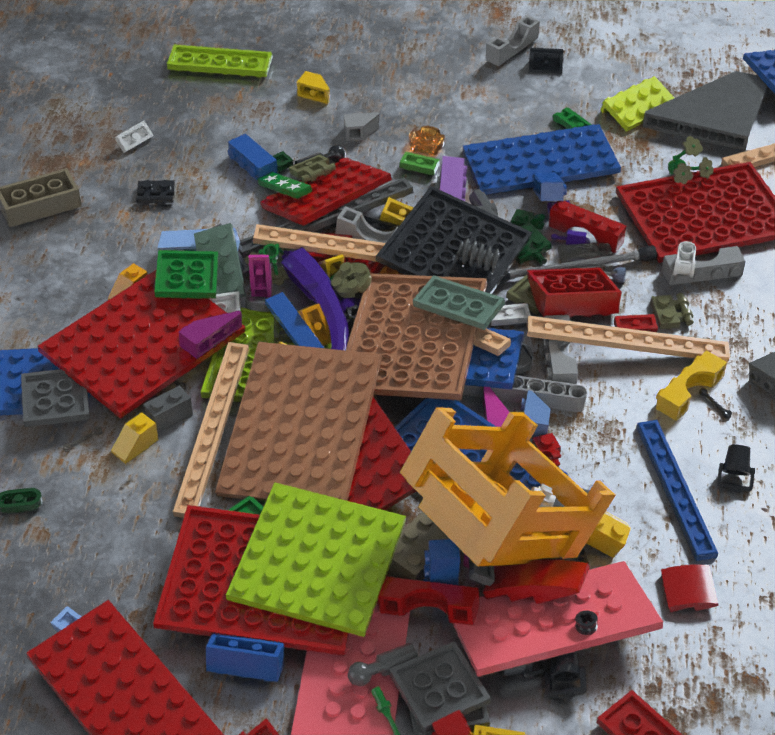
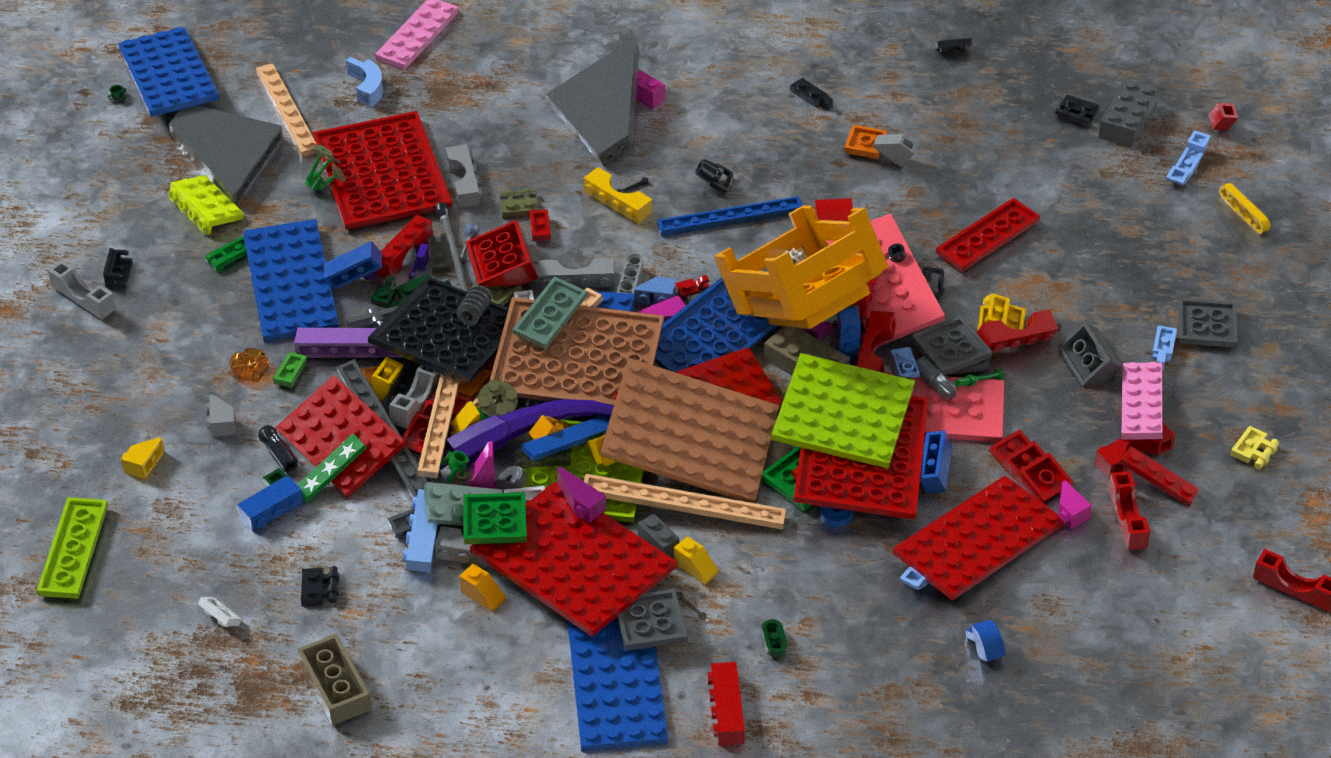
camera: 90 degrees left, 0 degrees up
(312, 168) = (302, 449): olive plate -> none
(399, 629) = (903, 363): none -> medium blue slope
(624, 338) = (569, 225): light nougat plate -> none
(685, 259) = (472, 176): white piece -> none

